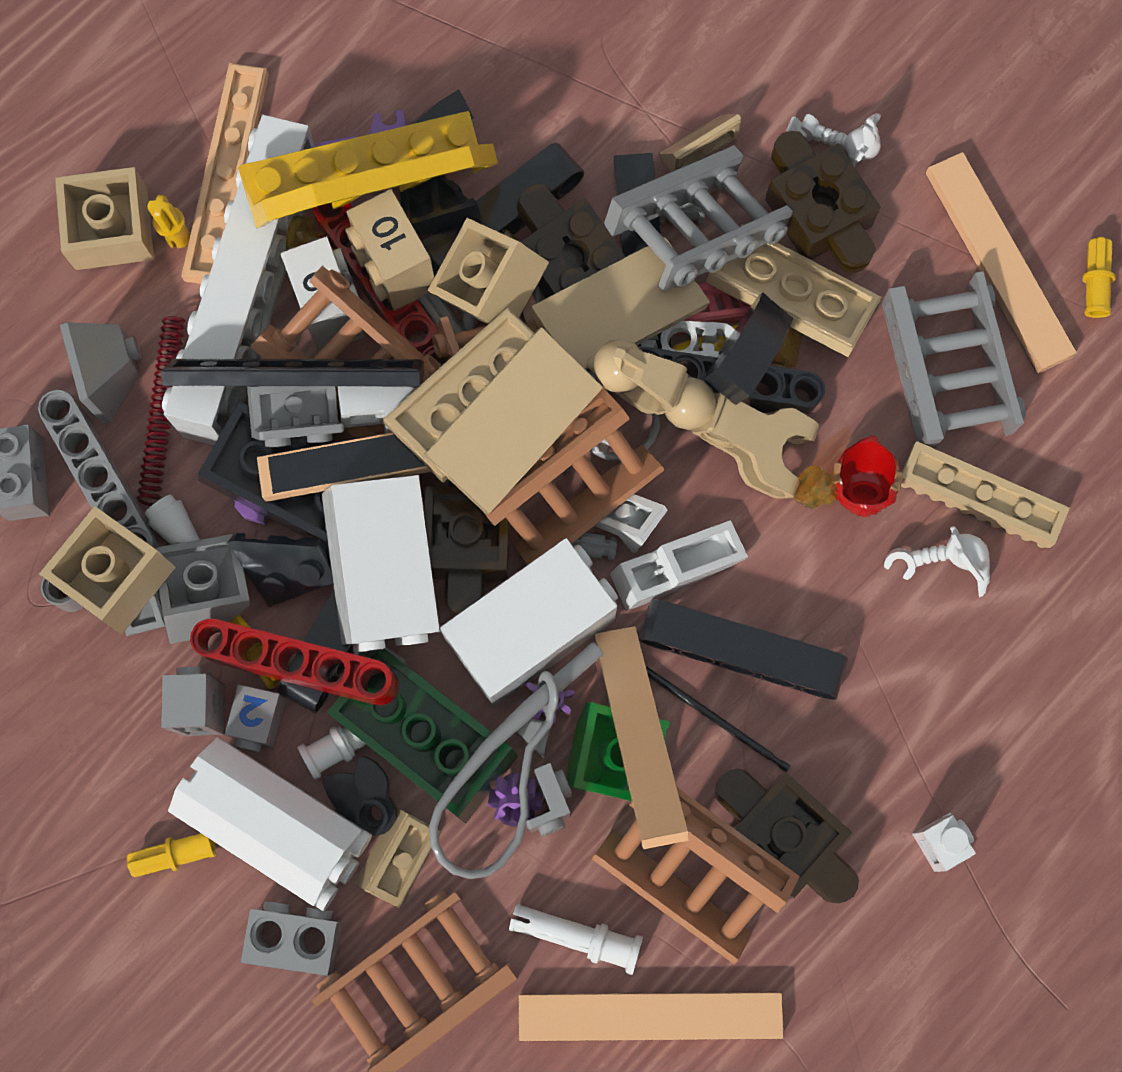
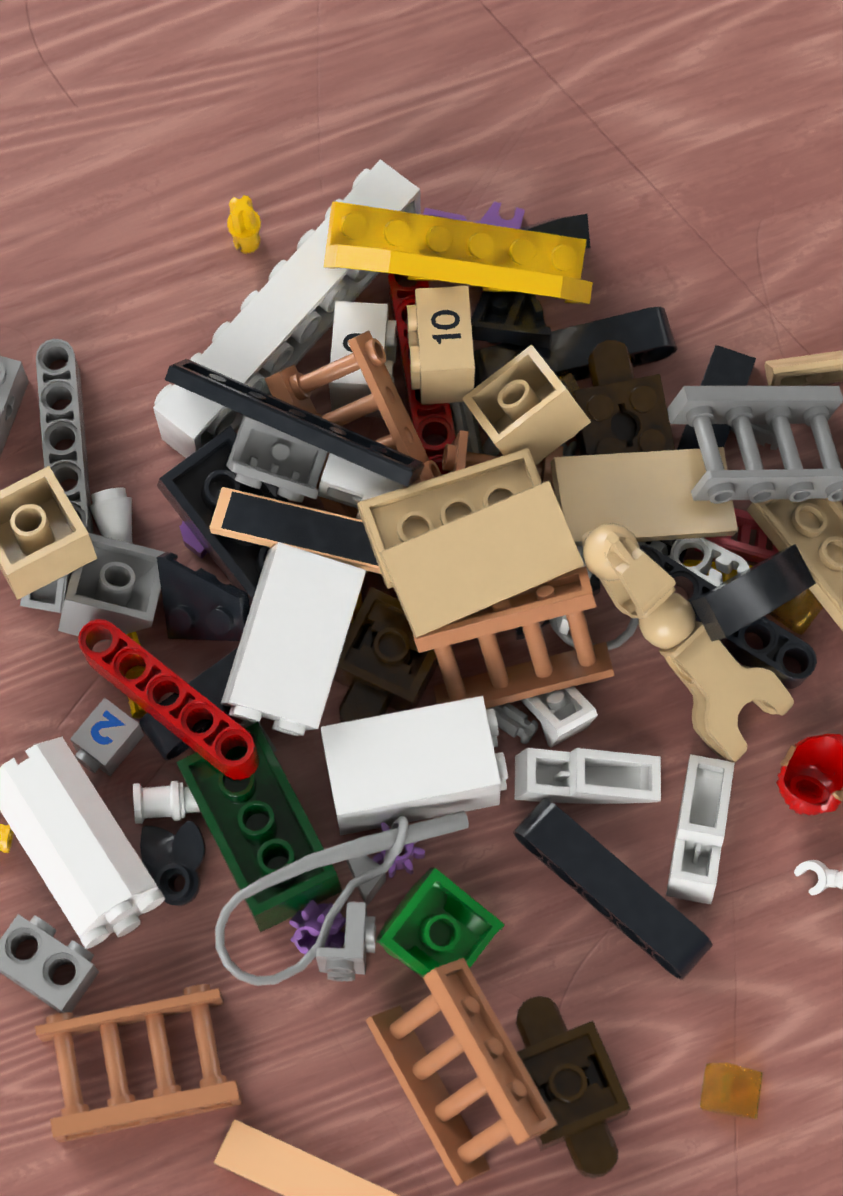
camera: 25 degrees right, 5 degrees down
(101, 365) = (116, 335): light grey slope -> none
(104, 218) = (183, 194): tan brick -> none
(172, 349) = (185, 355): dark red piece -> none
(192, 703) = (54, 696): light grey brick -> none
(236, 118) = (355, 151): light nougat tile -> none
(301, 232) = (368, 289): clear yellow tile -> none
(396, 859) = (177, 936): tan slope -> none
(596, 942) = (332, 1104): white pin -> none
(641, 739) = (464, 918): light nougat tile -> none
(716, 719) = (546, 932): black piece -> none
(792, 566) = (700, 829): none -> white slope
(815, 488) = (760, 762): clear yellow tile -> none
(917, 772) = (731, 1090): none -> clear yellow slope
(945, 842) = (724, 1168): white brick -> none

